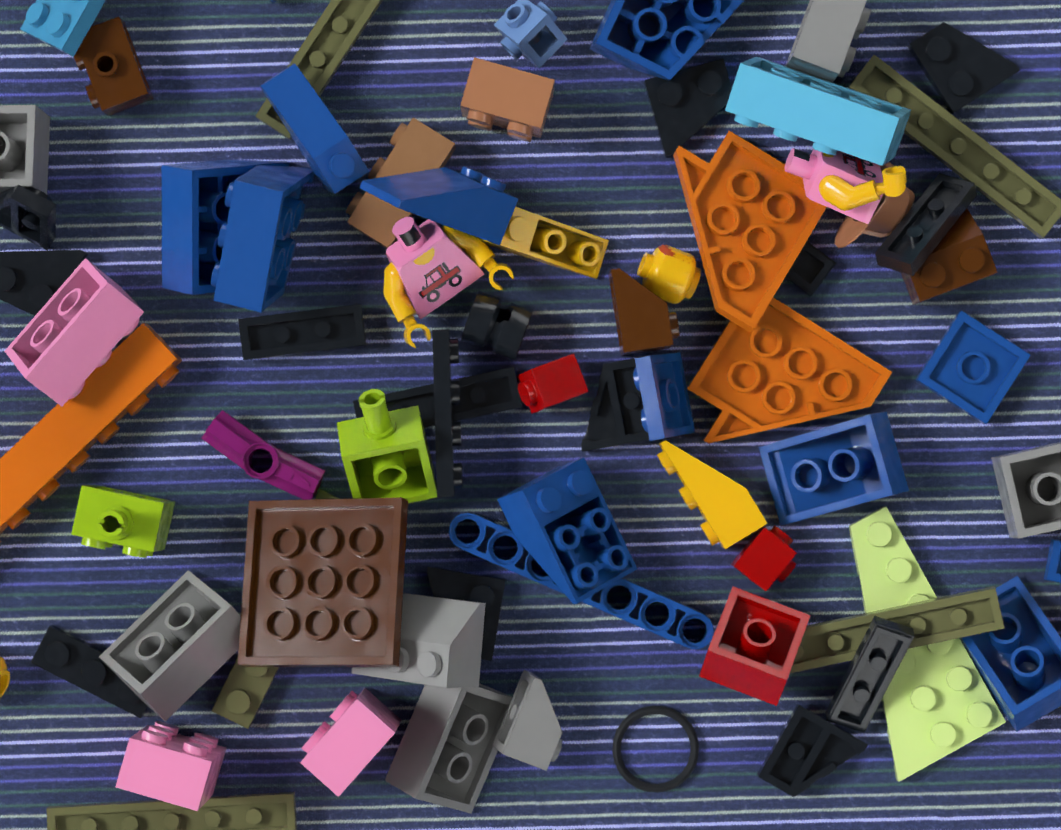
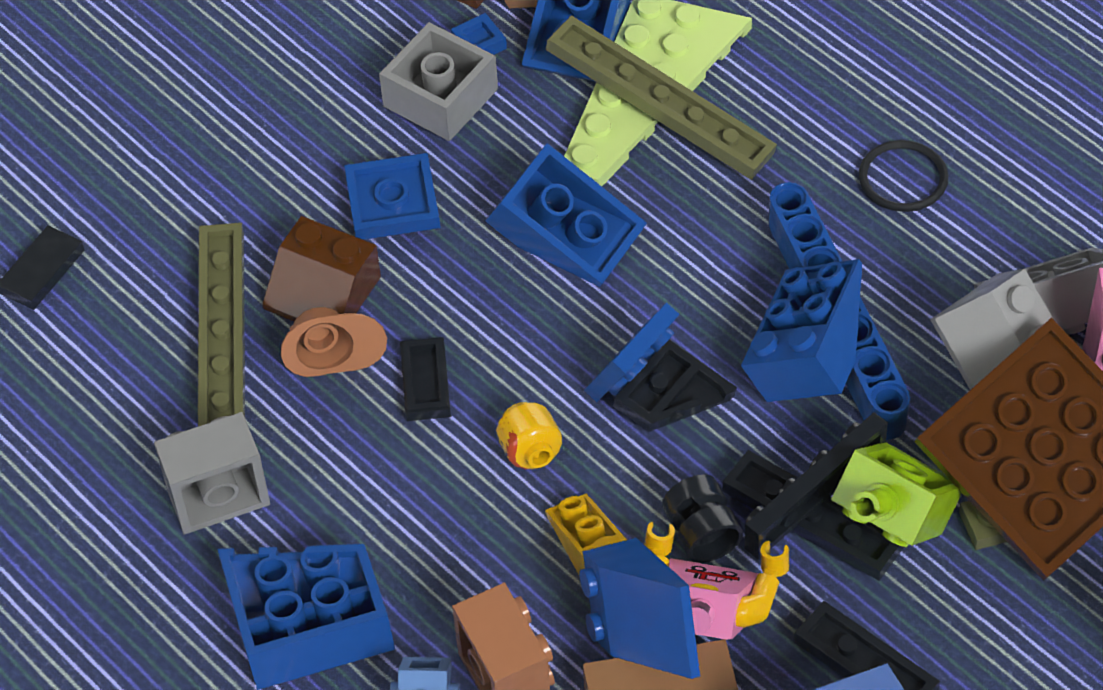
camera: 130 degrees left, 35 degrees down
(240, 444) = (1007, 621): magenta piece -> none
(473, 588) = (932, 375): black wing -> none
(530, 725) = (983, 248): light grey slope -> none
(551, 383) = (706, 441): red brick -> none
(640, 316) = (591, 414): reddish brown slope -> none
(687, 101) = (387, 538): black wing -> none
(724, 504) = (672, 266): yellow slope -> none
(746, 224) = (428, 412): orange wing -> none
(754, 646) = (755, 150): red slope -> none
(766, 557) = (682, 209): red brick -> none
(782, 375) = (528, 311): orange wing -> none
(807, 751) = (796, 83): black wing -> none
(816, 111) = (288, 416): medium azure brick -> none
(845, 181) = (325, 362): torso -> none
(869, 674) = (695, 76): black tile -> none
(926, 224) = (308, 287): black plate -> none
(959, 65) = (151, 384): black wing -> none

